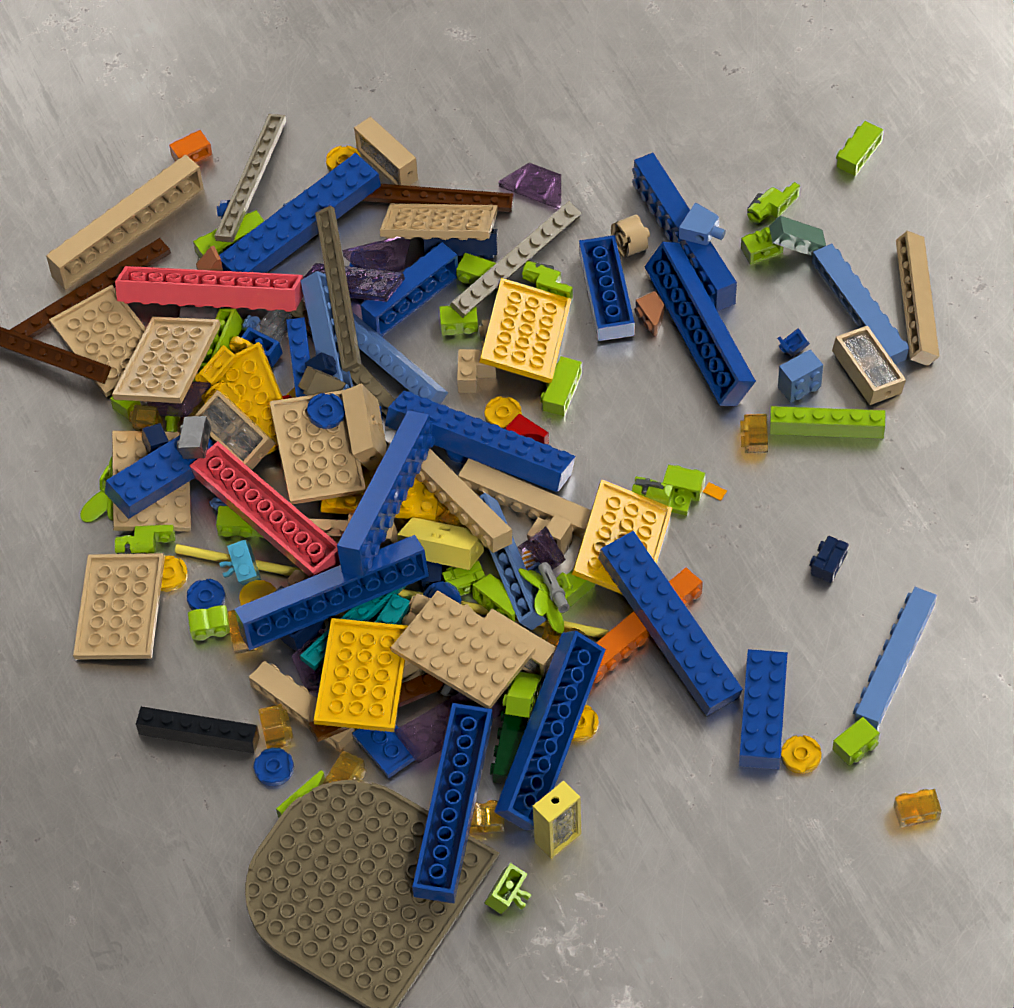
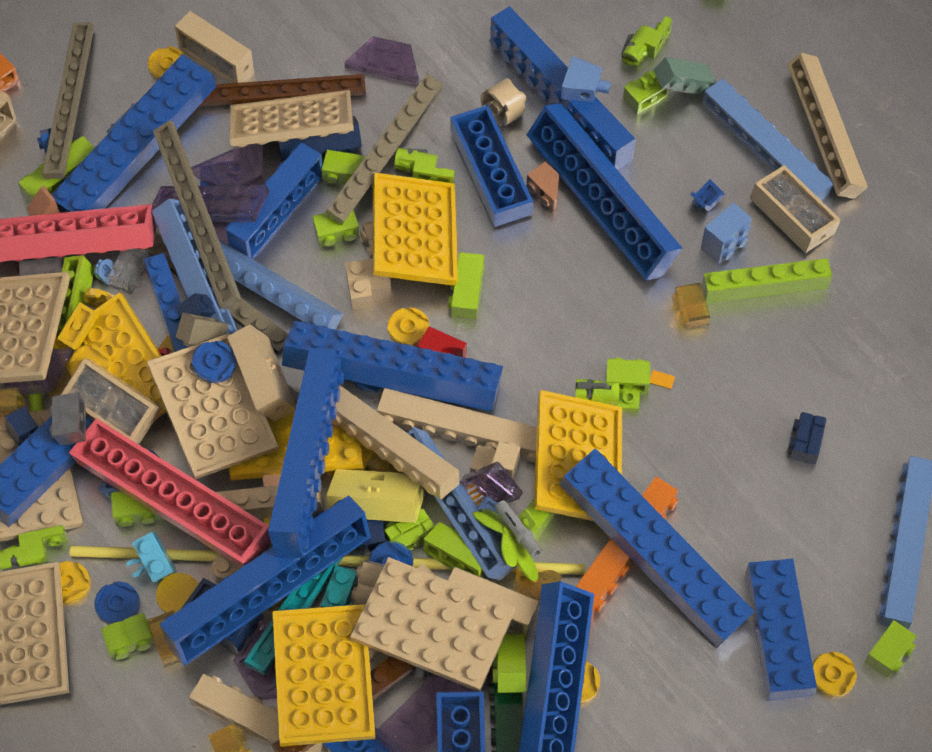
camera: 15 degrees left, 5 degrees up
(271, 347) = (133, 293): blue brick -> none

